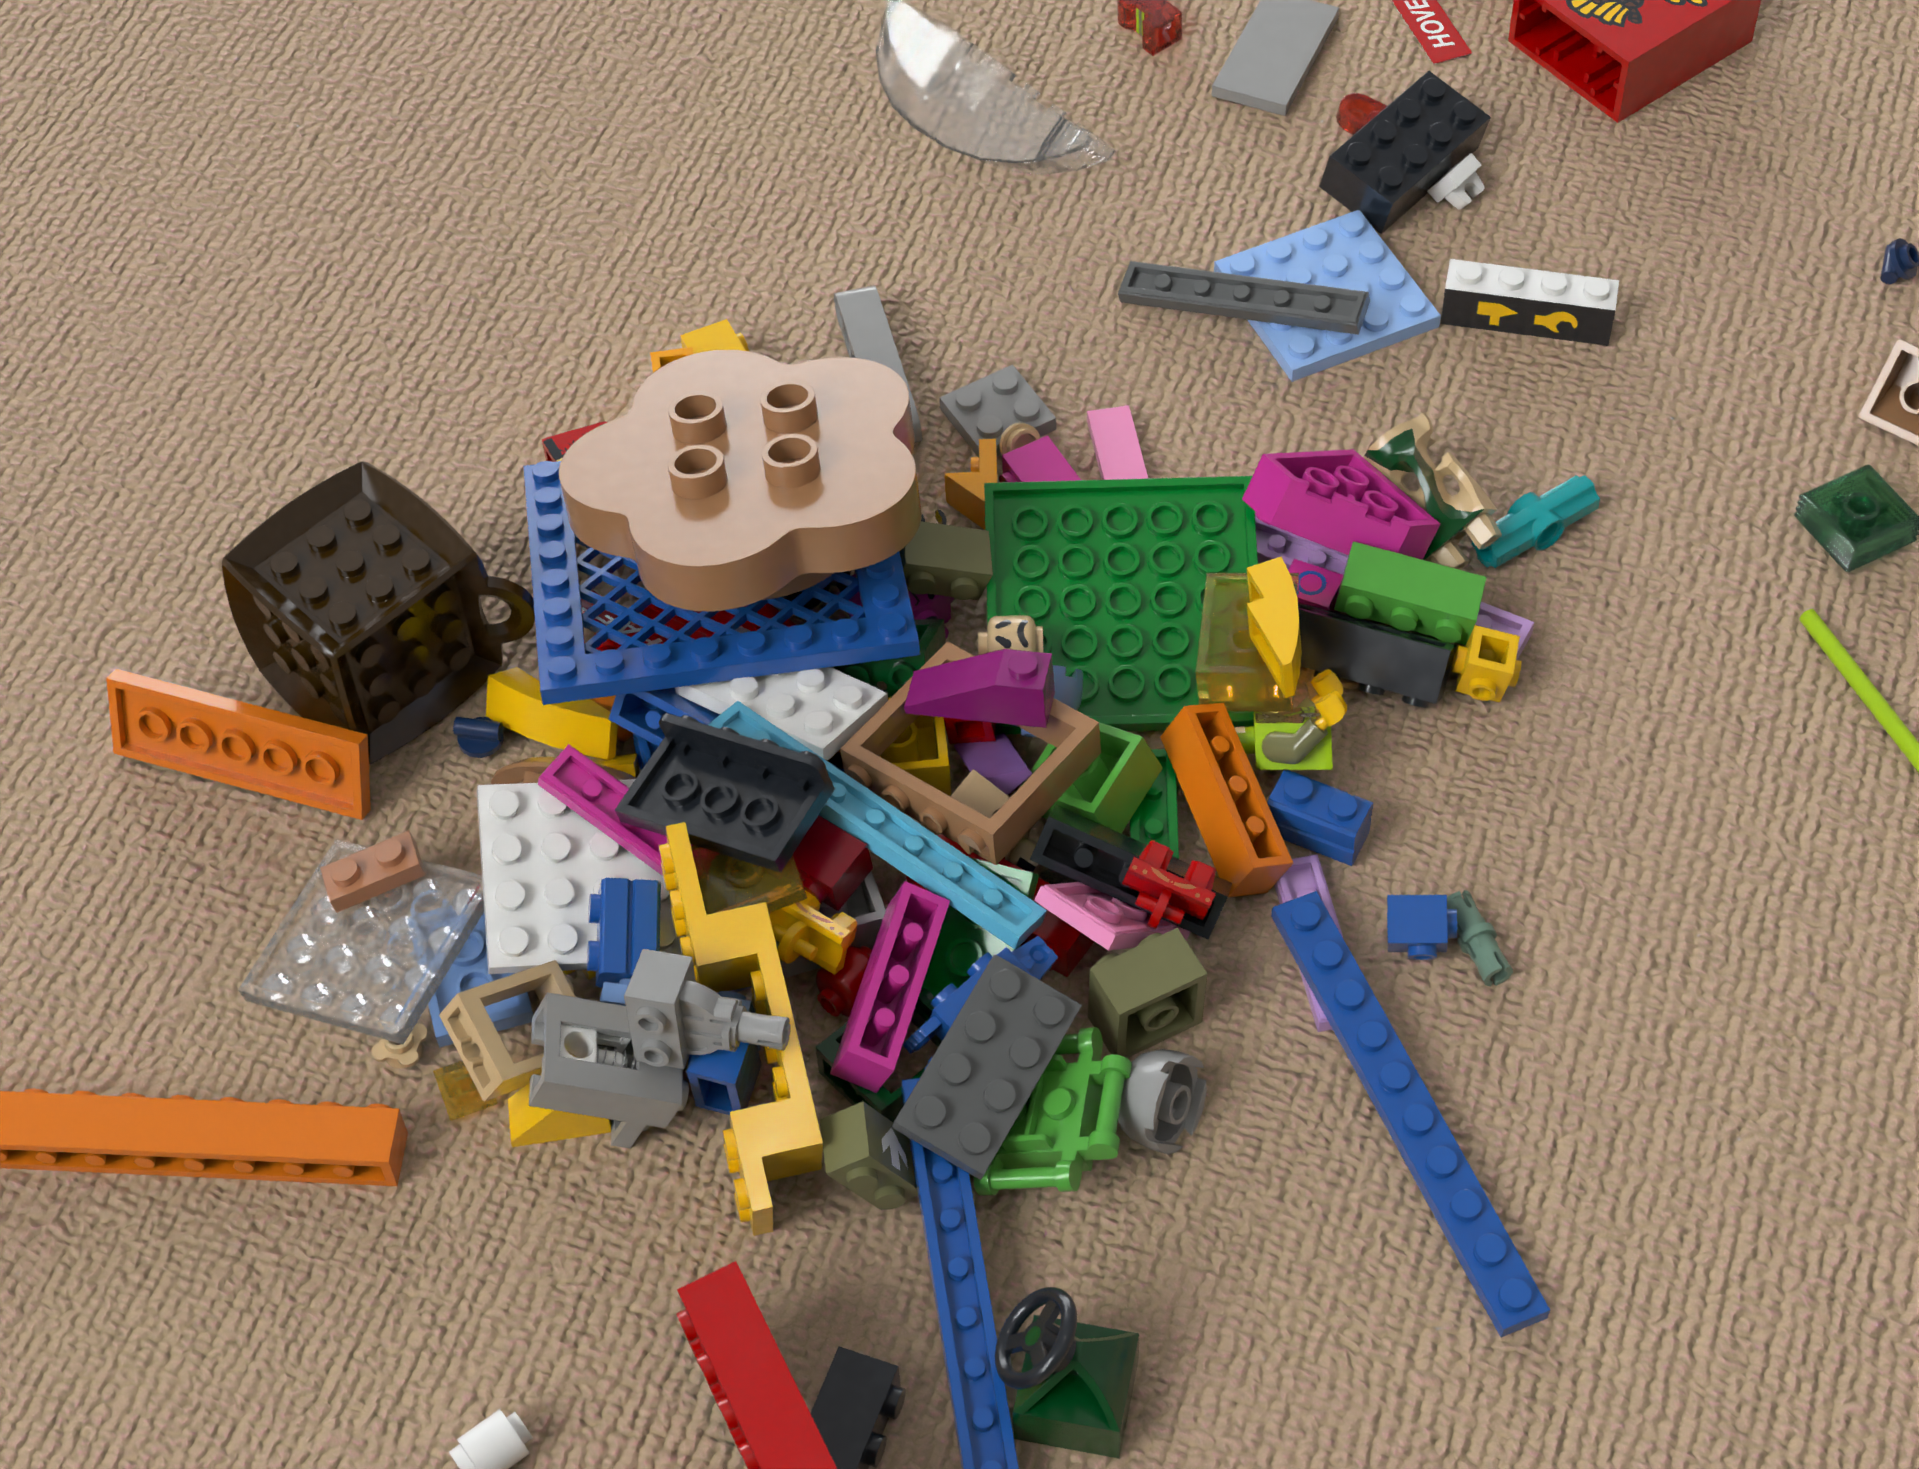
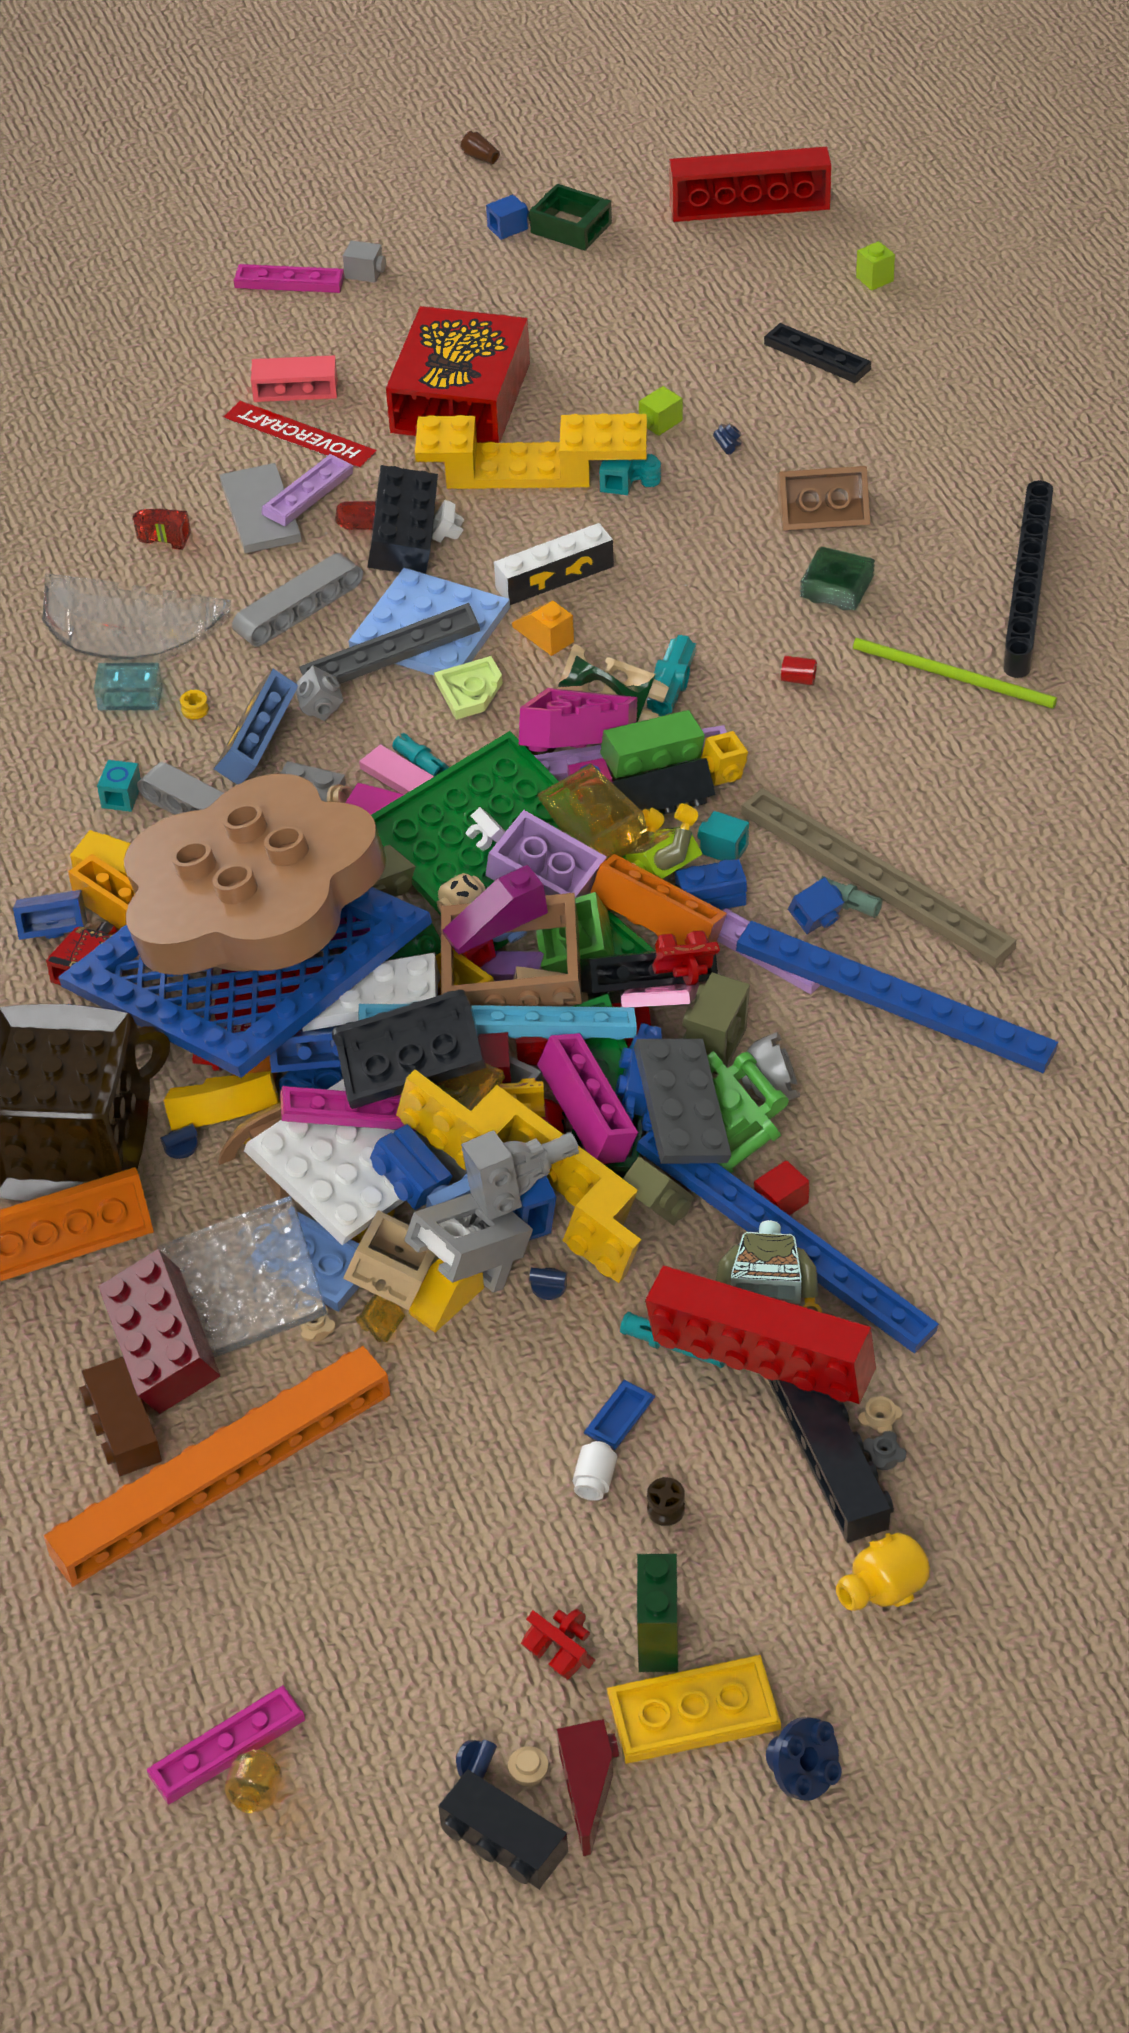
camera: 40 degrees left, 5 degrees down
(118, 1007) = (119, 1417): none -> reddish brown brick
(231, 939) = (159, 1331): none -> brick
(372, 871) = (208, 1241): nougat plate -> none
(588, 1400) = (619, 1414): none -> blue tile
(593, 387) = (49, 915): none -> blue brick
(672, 1177) = (548, 1282): none -> dark blue plate
(812, 285) = (119, 785): none -> teal brick
(886, 1354) = (771, 1266): none -> torso
(934, 179) = (128, 686): none -> clear light blue brick
(985, 249) = (194, 711): none -> yellow bush
(1010, 304) = (256, 727): none -> medium blue brick
(1022, 1259) = (784, 1187): none -> red brick
(1072, 1377) = (866, 1221): dark green piece -> none
(1115, 304) = (318, 693): none -> light grey brick
(1115, 580) = (486, 826): none -> white tile
(1134, 661) = (554, 856): none -> lavender brick
(1158, 444) = (418, 755): none -> teal pin
(1207, 181) = (297, 599): none -> light grey beam
(1275, 621) = (614, 789): yellow slope -> none
(1293, 395) = (469, 686): none -> yellowish green plate
(1342, 58) = (307, 490): none -> lavender tile
(1398, 764) = (723, 837): none -> teal brick
(1448, 377) = (547, 627): none -> light orange slope
(1539, 945) = (879, 877): none -> dark tan plate
(1659, 181) = (533, 463): none -> yellow bracket
(1696, 608) = (798, 670): none -> red piece
(1729, 228) = (618, 475): none -> teal brick
(1843, 182) = (663, 410): none -> lime brick

